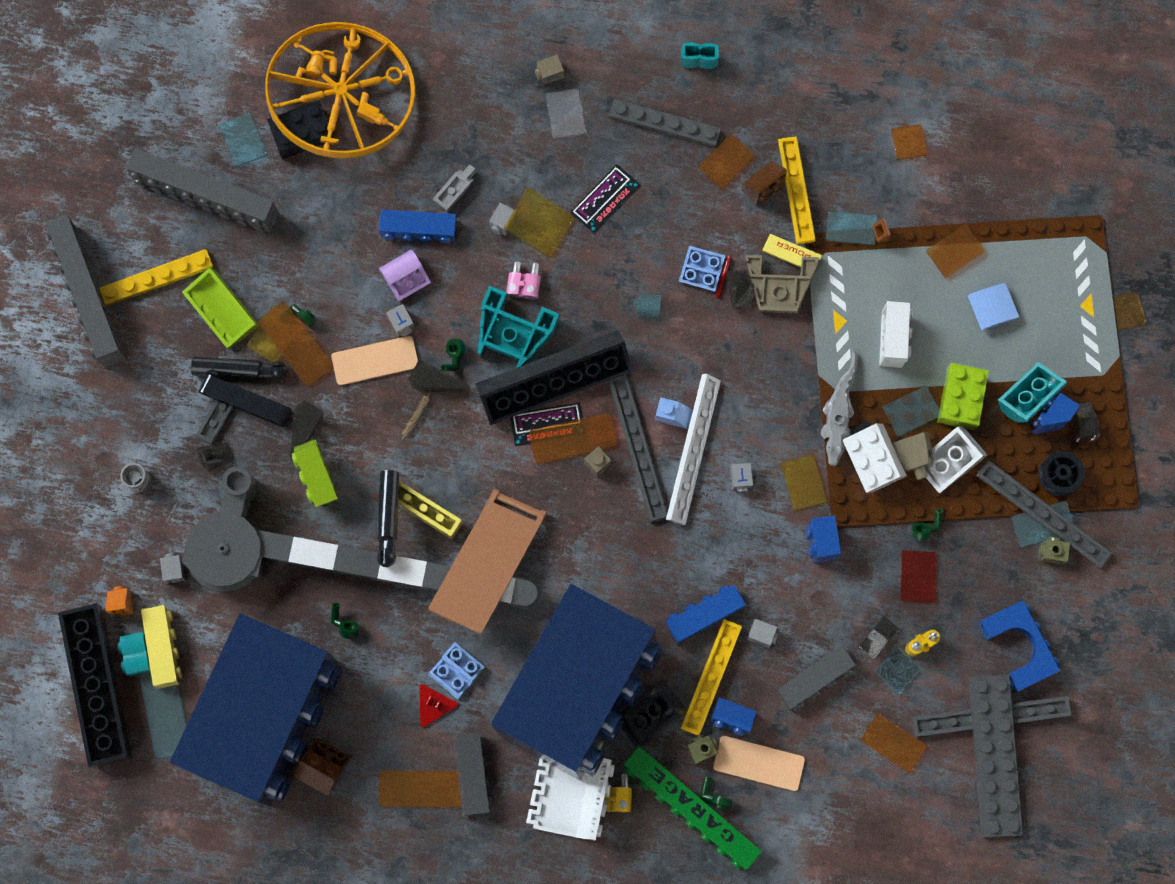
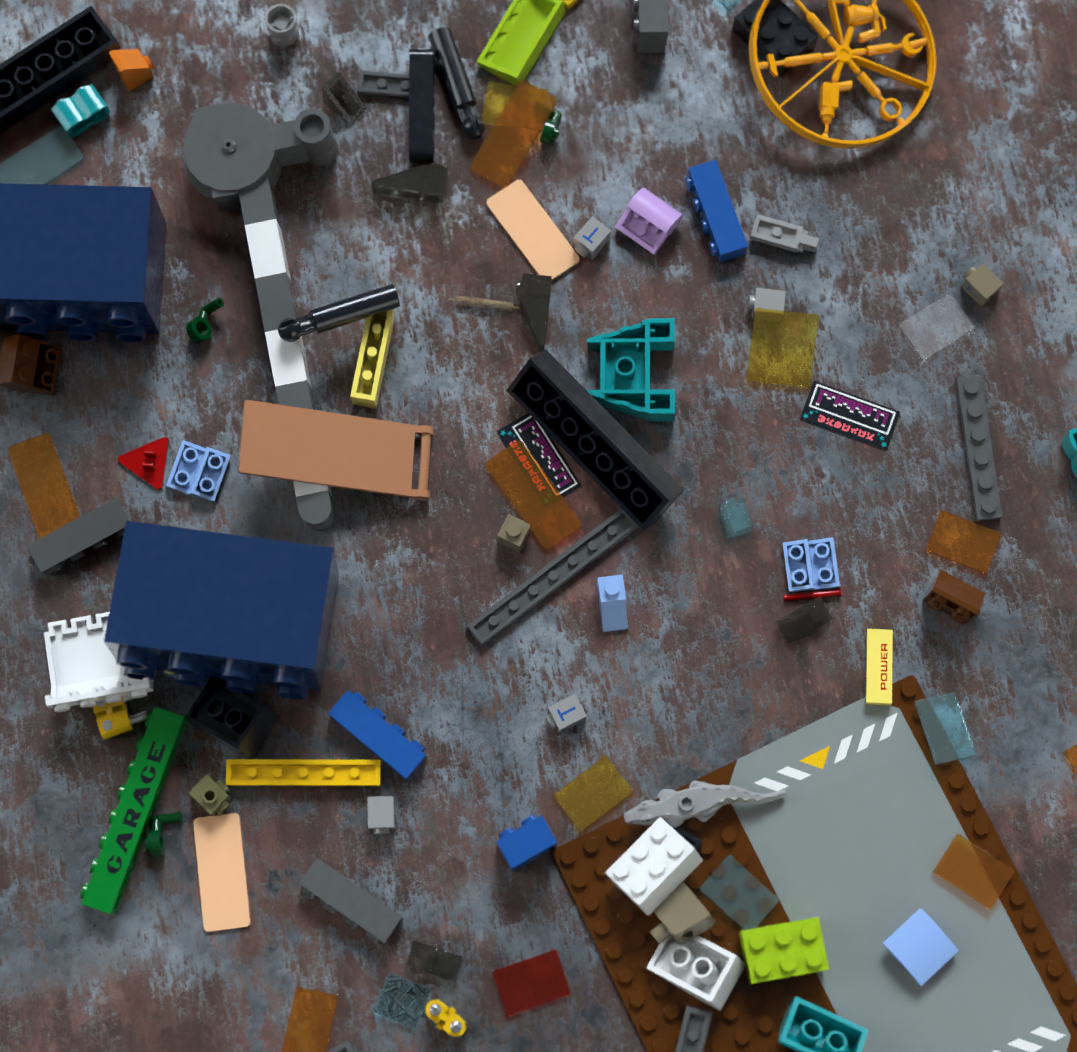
camera: 65 degrees right, 0 degrees up
(161, 646) = (98, 133): light yellow brick -> none
(172, 568) = (186, 105): light grey brick -> none
(314, 473) = (362, 213): lime brick -> none
(452, 351) = (583, 315): dark green plate -> none
(523, 285) = (696, 360): bright pink piece -> none
(693, 450) = (577, 642): white plate -> none
(733, 717) = (262, 816): blue slope -> none
(780, 292) = (822, 670): dark tan wing -> none
(796, 190) = (963, 640): yellow plate -> none
(881, 231) = (955, 765): dark orange slope -> none
(895, 334) = (826, 833): white brick -> none
(922, 531) = (589, 965): dark green plate -> none

